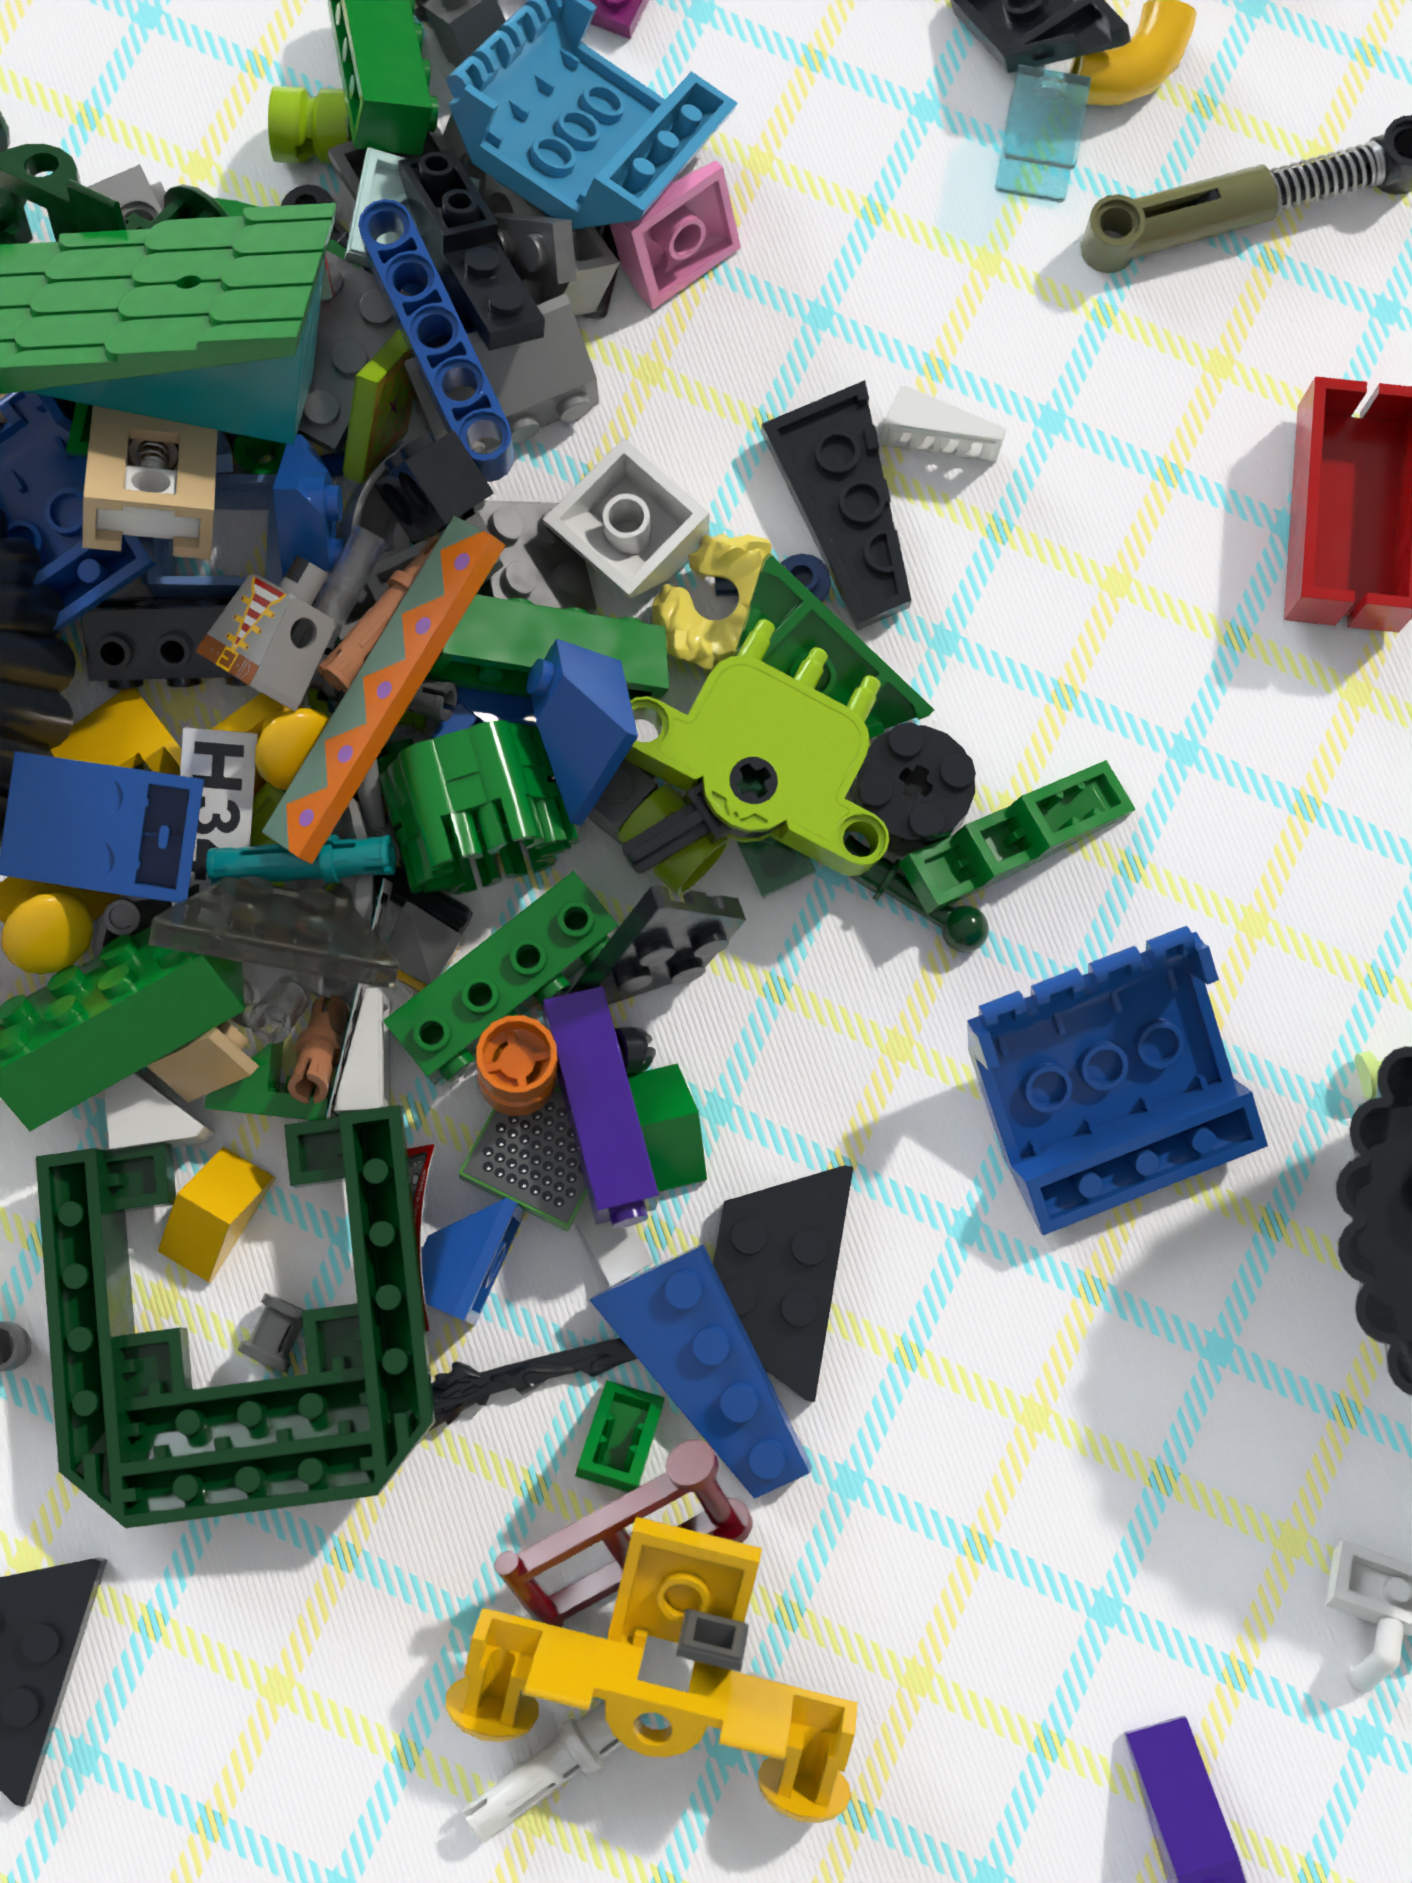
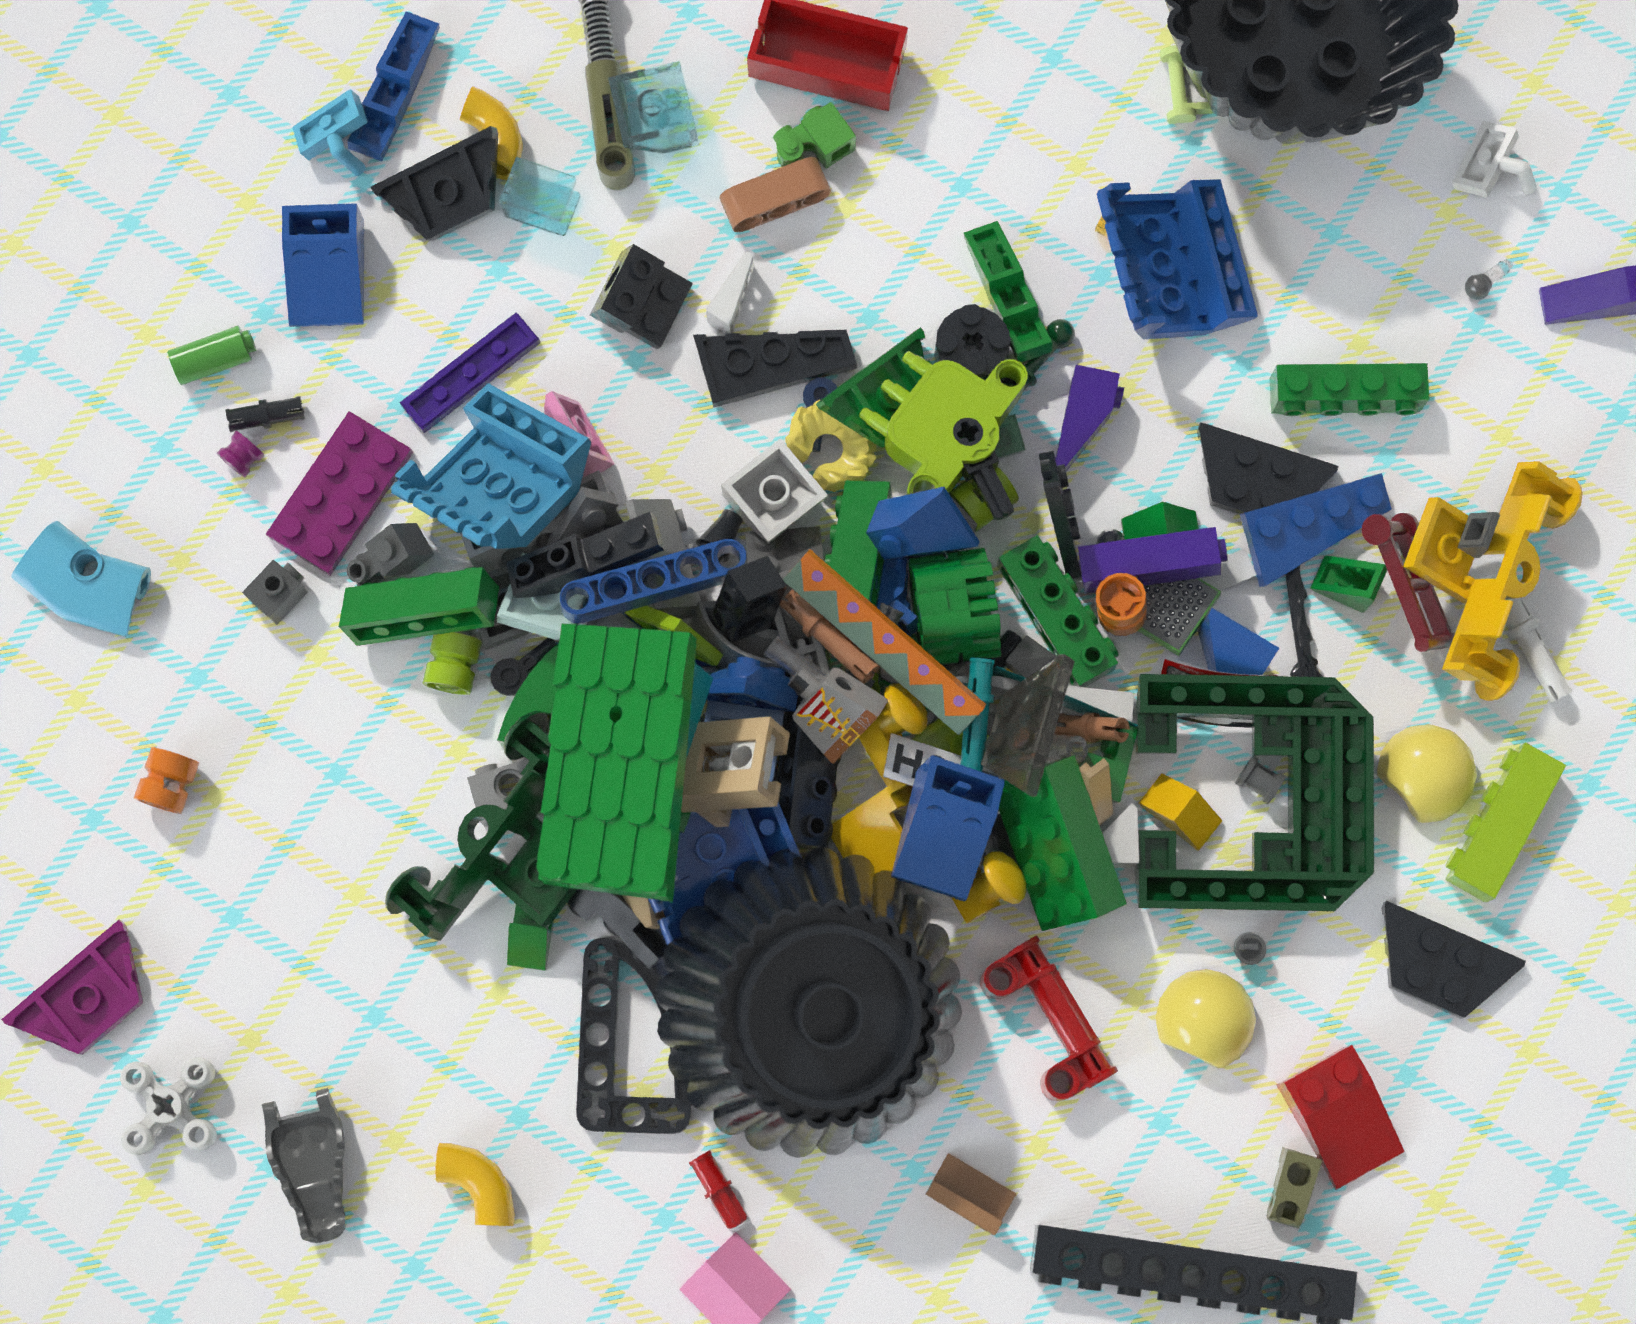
camera: 80 degrees left, 0 degrees up
(246, 1745) = (1504, 822): none -> lime brick
(324, 1609) = (1429, 771): none -> light yellow cylinder
(549, 464) = (723, 528): none -> black cone
(763, 92) = (470, 372): none -> dark purple tile
(840, 982) = (1087, 410): none -> dark purple slope
(919, 272) = (641, 297): none -> black brick
(946, 1404) = (1349, 389): none -> green brick
(1112, 468) = (775, 194): none -> nougat beam
(1168, 1608) = (1479, 285): none -> piece
(1210, 268) = (654, 109): none -> clear light blue slope
(1226, 515) = (821, 132): none -> bright green brick

